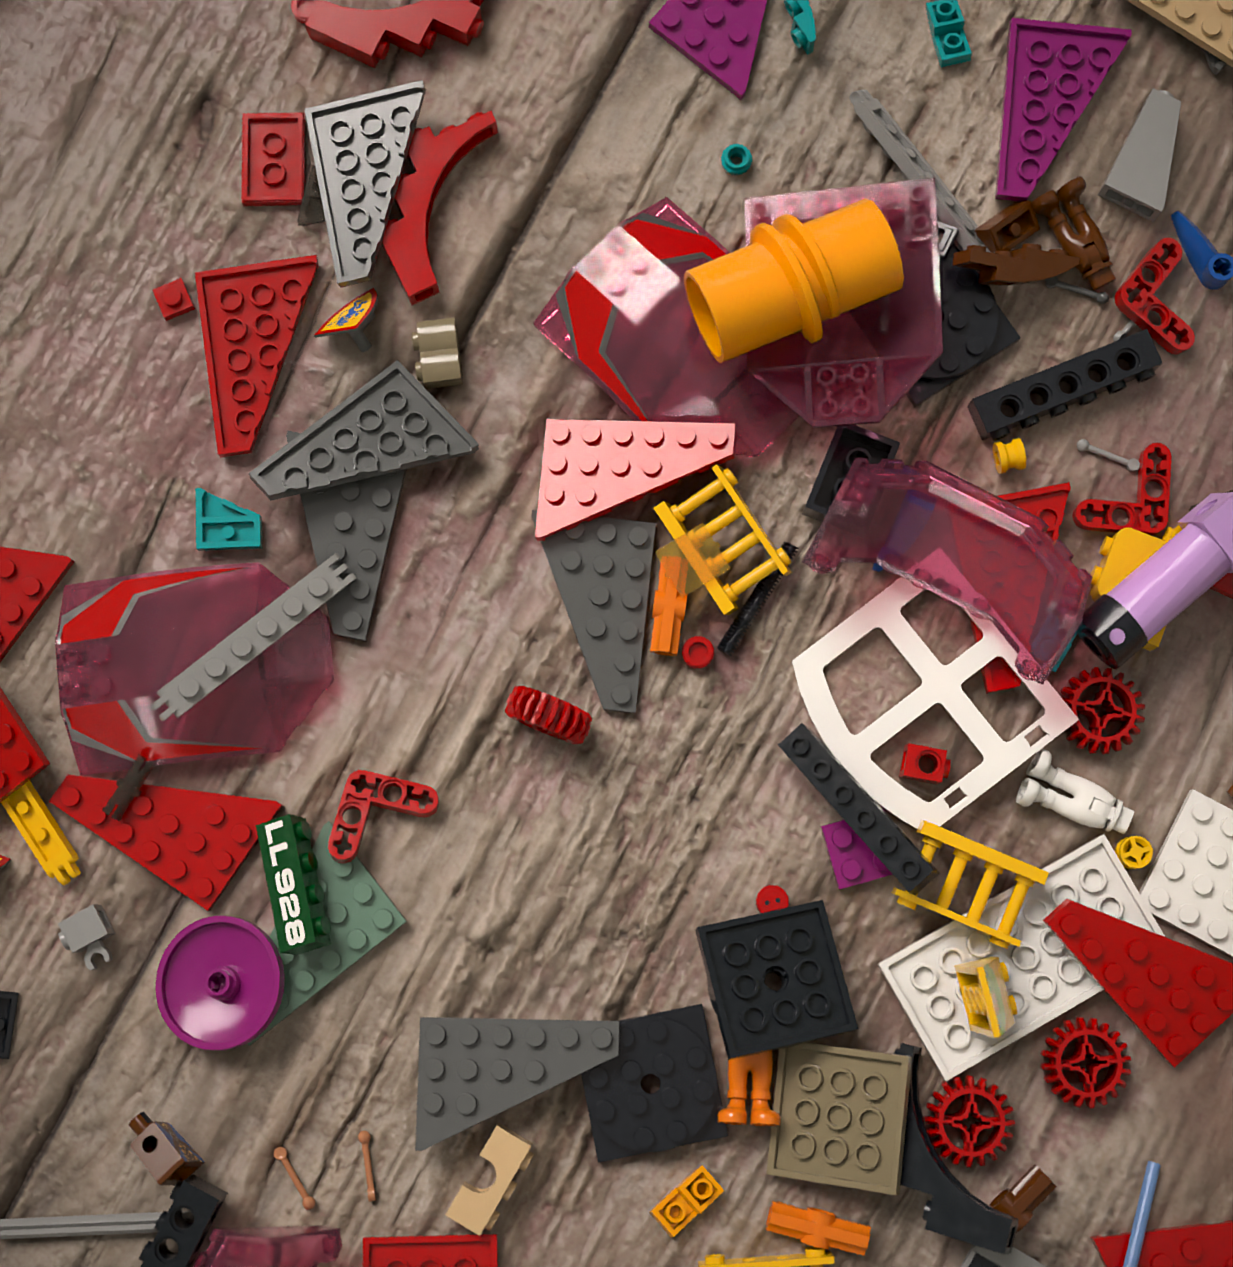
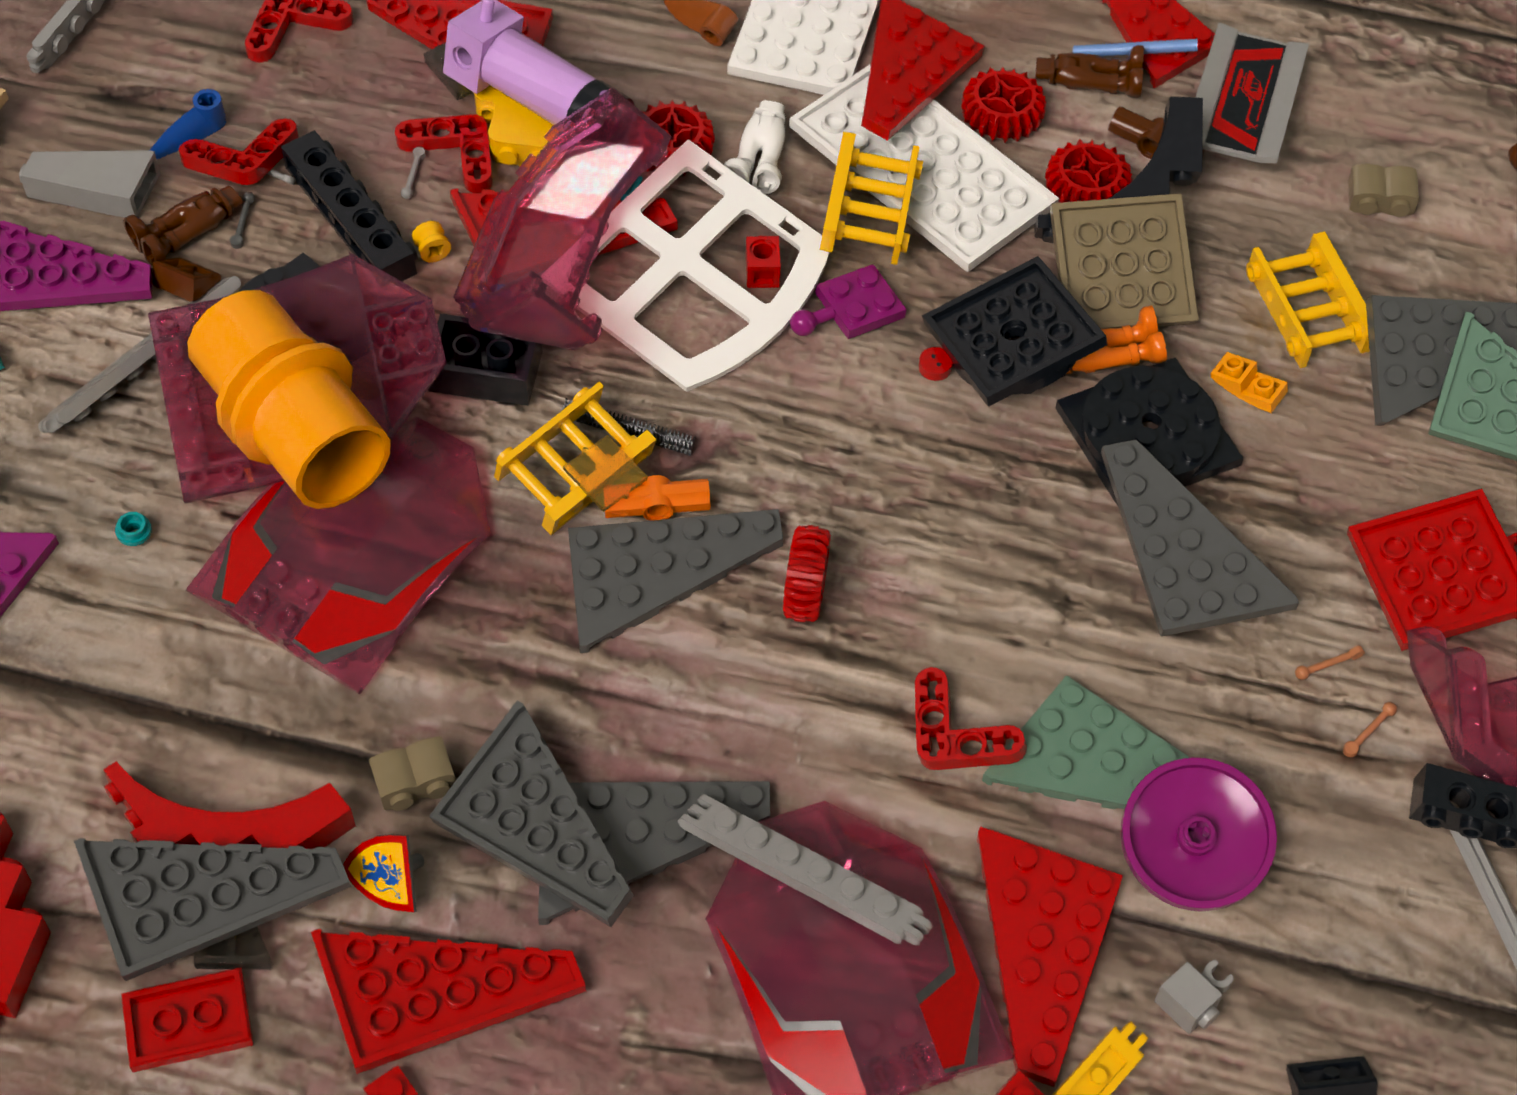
camera: 105 degrees left, 25 degrees down
(128, 787) = (1013, 983): clear smoke pin -> none
(163, 1150) = (1398, 848): reddish brown torso -> none
(225, 525) = (669, 962): teal wing -> none
(293, 884) = (1066, 779): dark green brick -> none
(476, 1206) = (1325, 545): tan arch -> none
(608, 463) = (512, 572): wing -> none
(697, 652) = (699, 467): red tile -> none
(818, 1228) = (1231, 274): orange piece -> none
(859, 809) = (825, 290): black brick -> none
(986, 997) = (977, 152): yellow slope -> none
(1014, 266) = (230, 251): reddish brown slope -> none
(1122, 1154) = (1094, 72): none -> reddish brown piece
(1140, 850) = (798, 95): yellow wheel -> none

